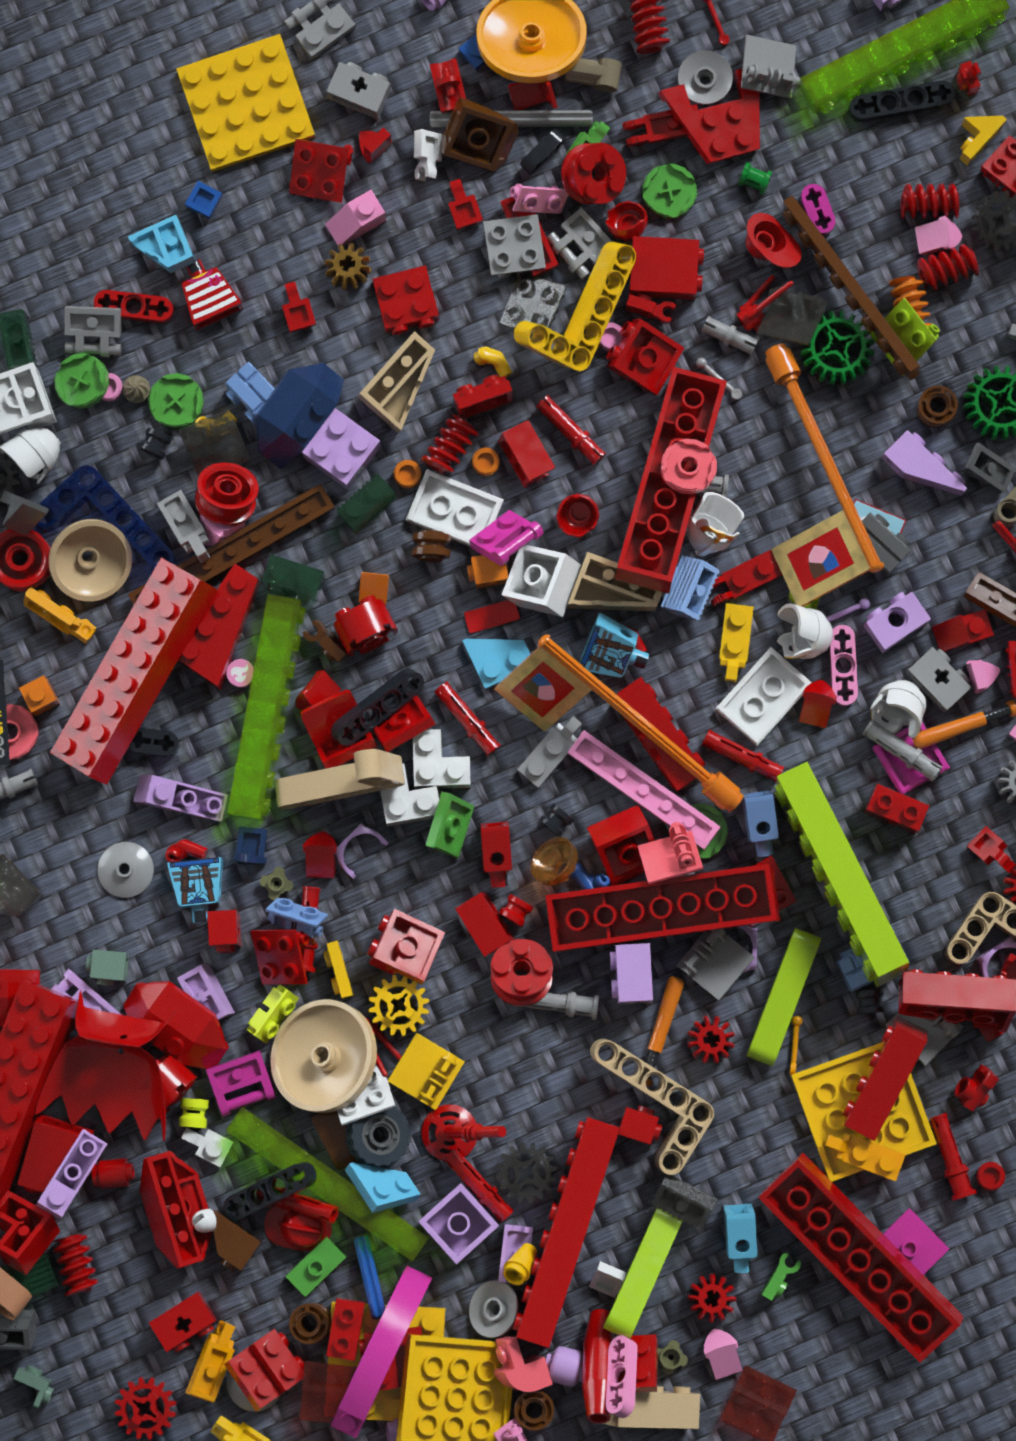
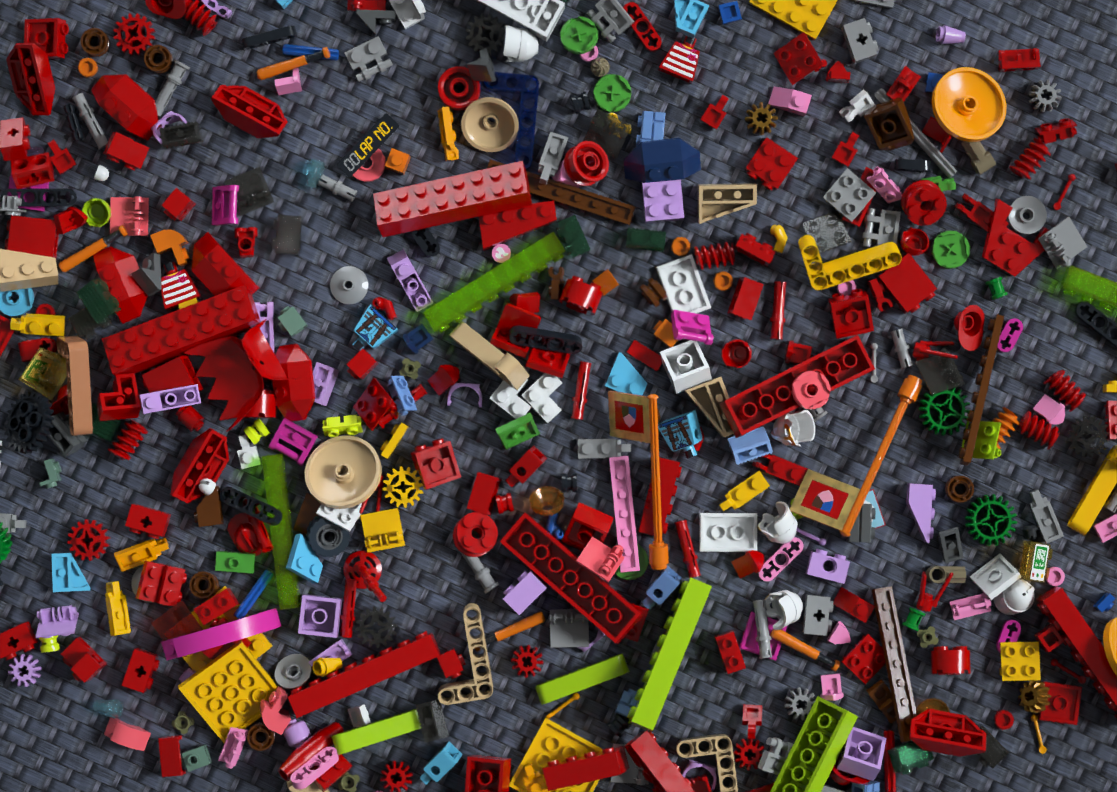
camera: 45 degrees right, 5 degrees up
(634, 451) = (797, 352): none -> red tile

